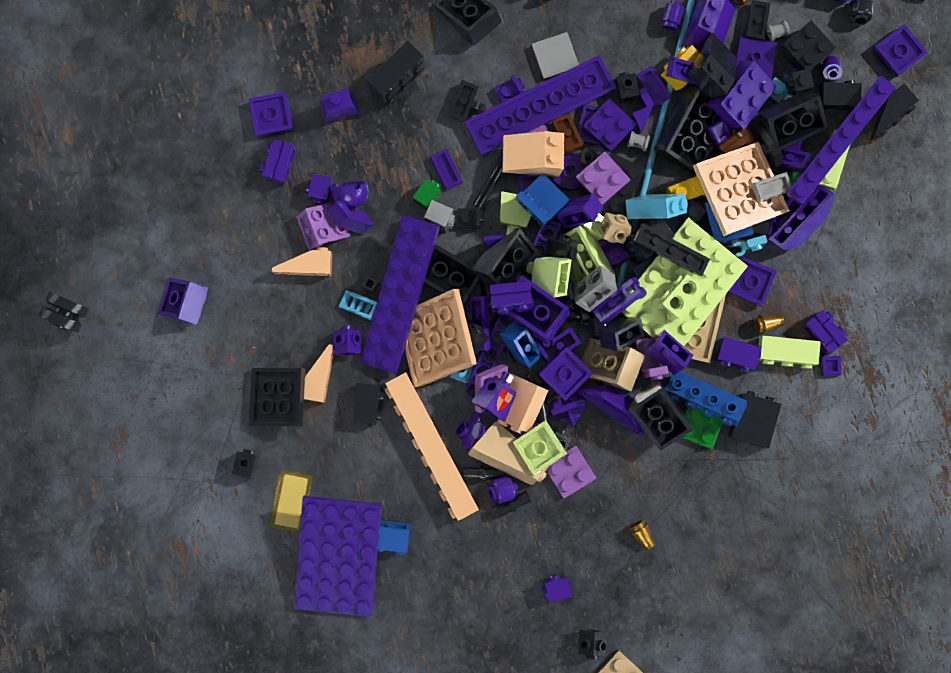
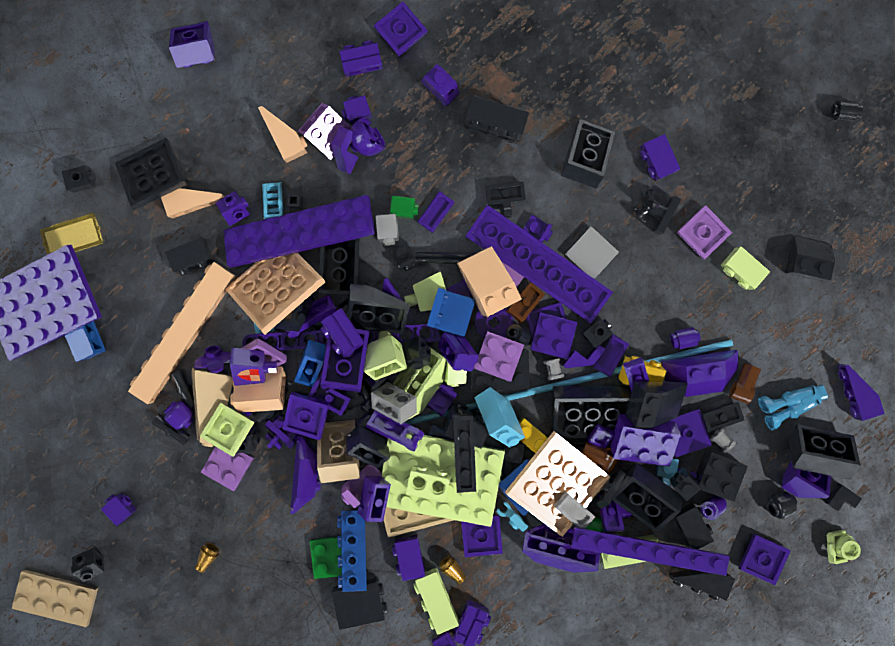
camera: 60 degrees right, 5 degrees up
(614, 228) = (459, 391): tan brick -> none
(659, 415) = (314, 519): black slope -> none

